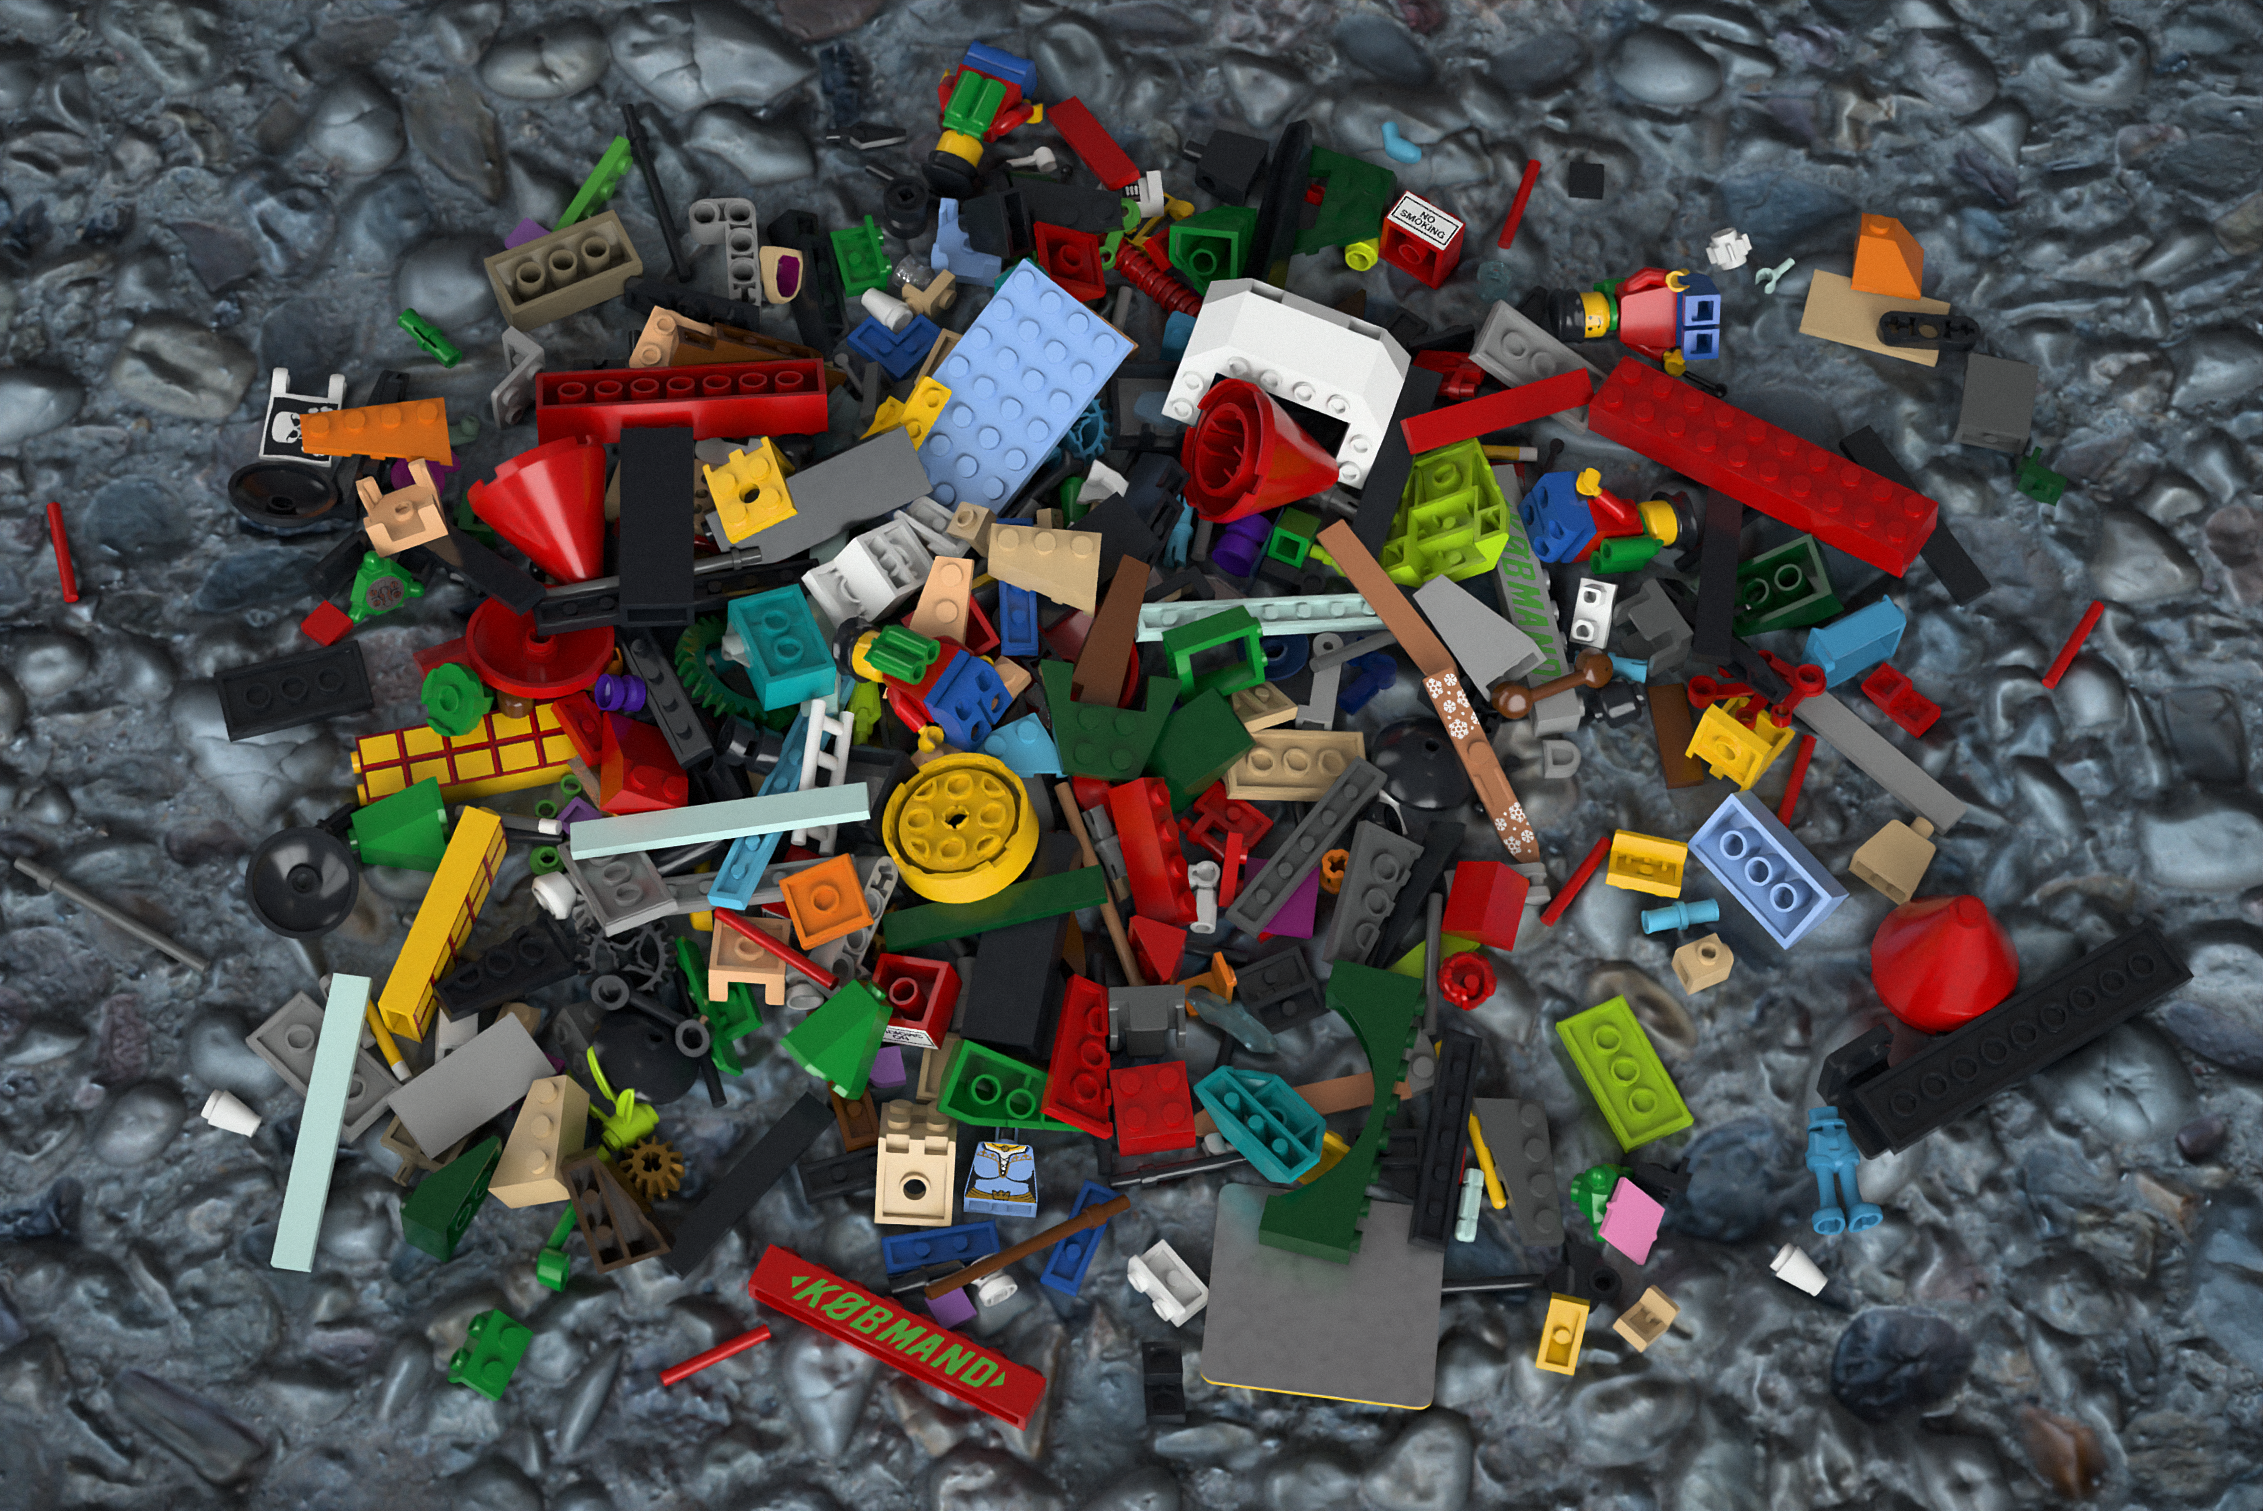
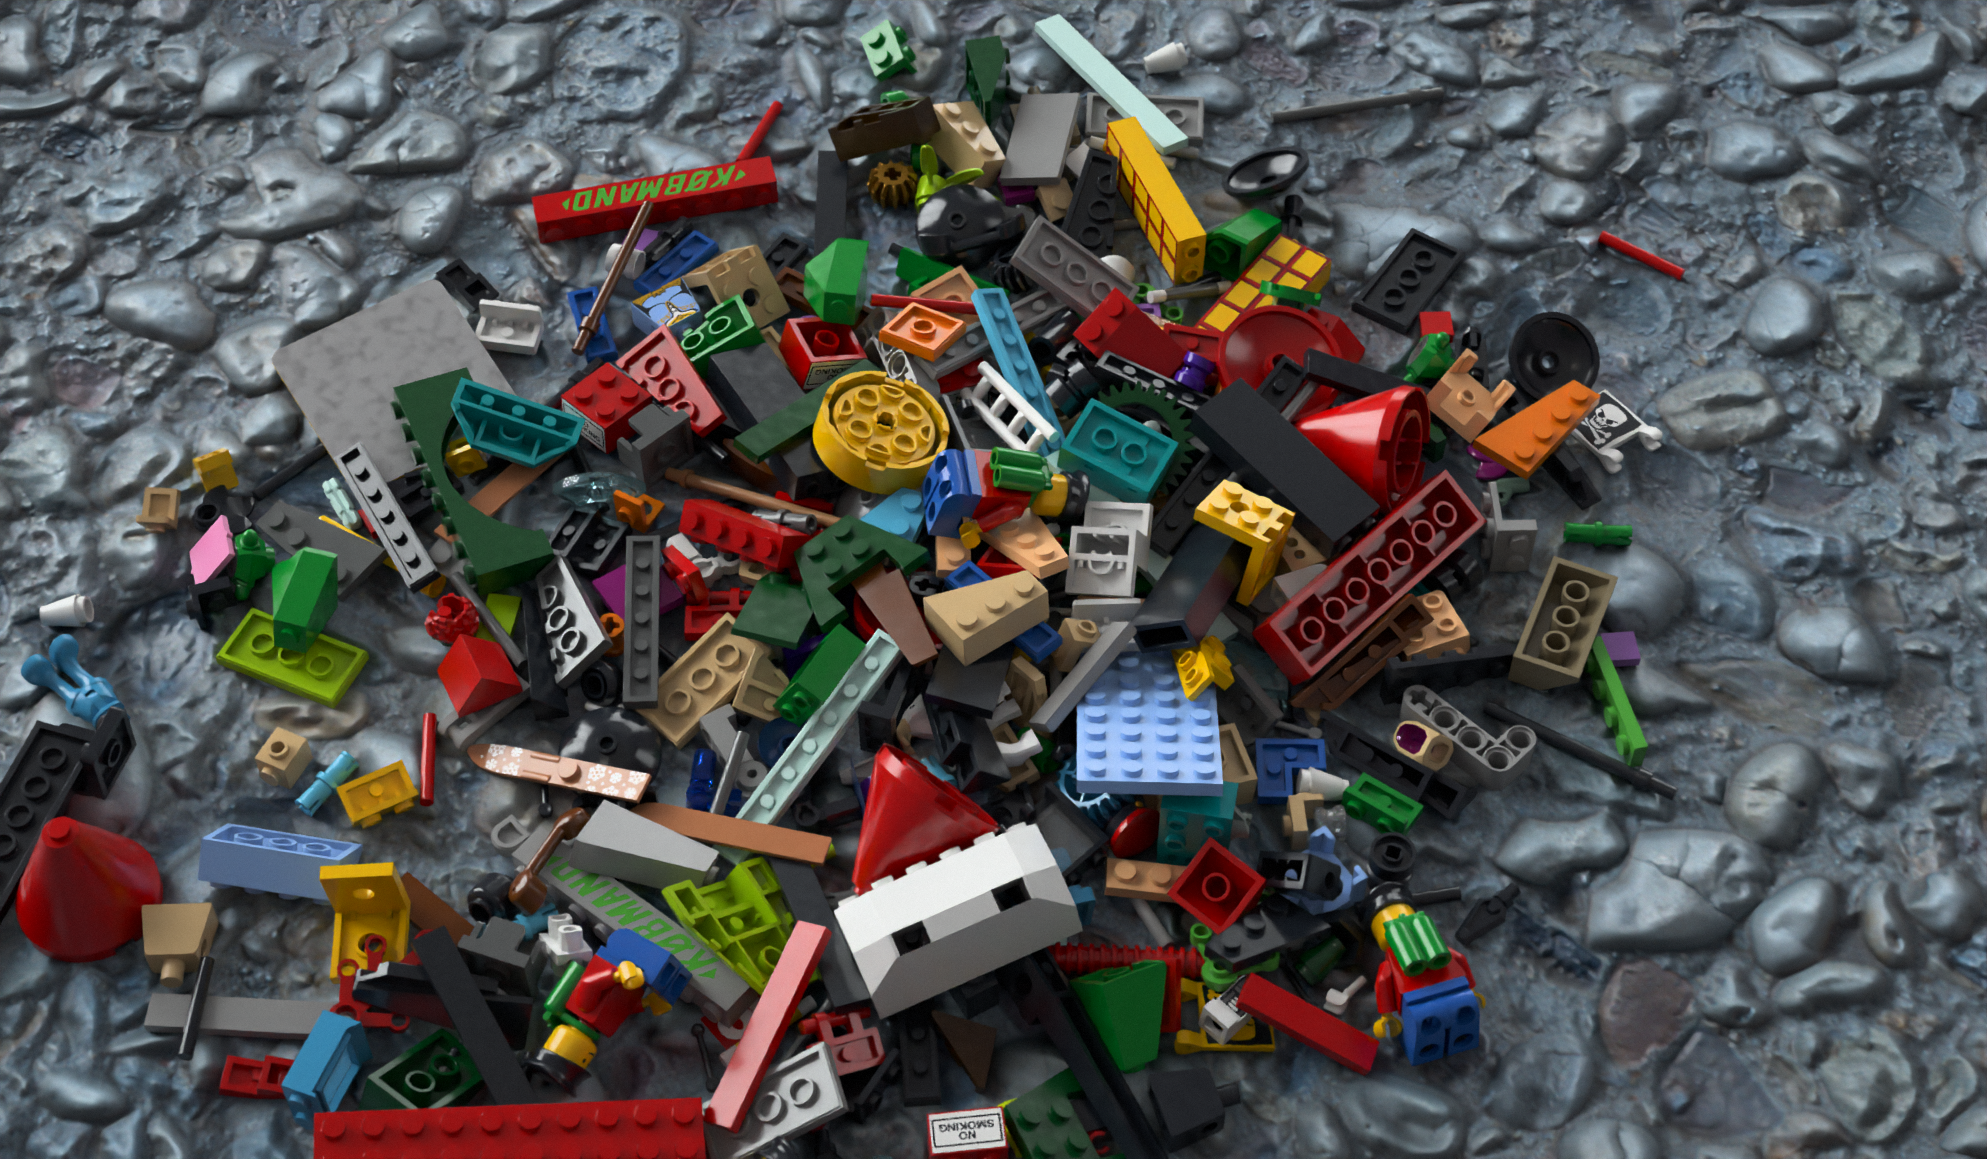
camera: 145 degrees right, 10 degrees down
(719, 820) = (1034, 339): light aqua tile -> none
(1008, 482) = (1083, 676): none -> light grey tile
(1157, 949) = (683, 478): red slope -> none
(1294, 537) = (845, 834): green brick -> none
(1592, 1092) = (303, 597): none -> green slope
(1796, 779) = (306, 949): red bar -> none
(1919, 783) = (196, 1008): none -> black bar

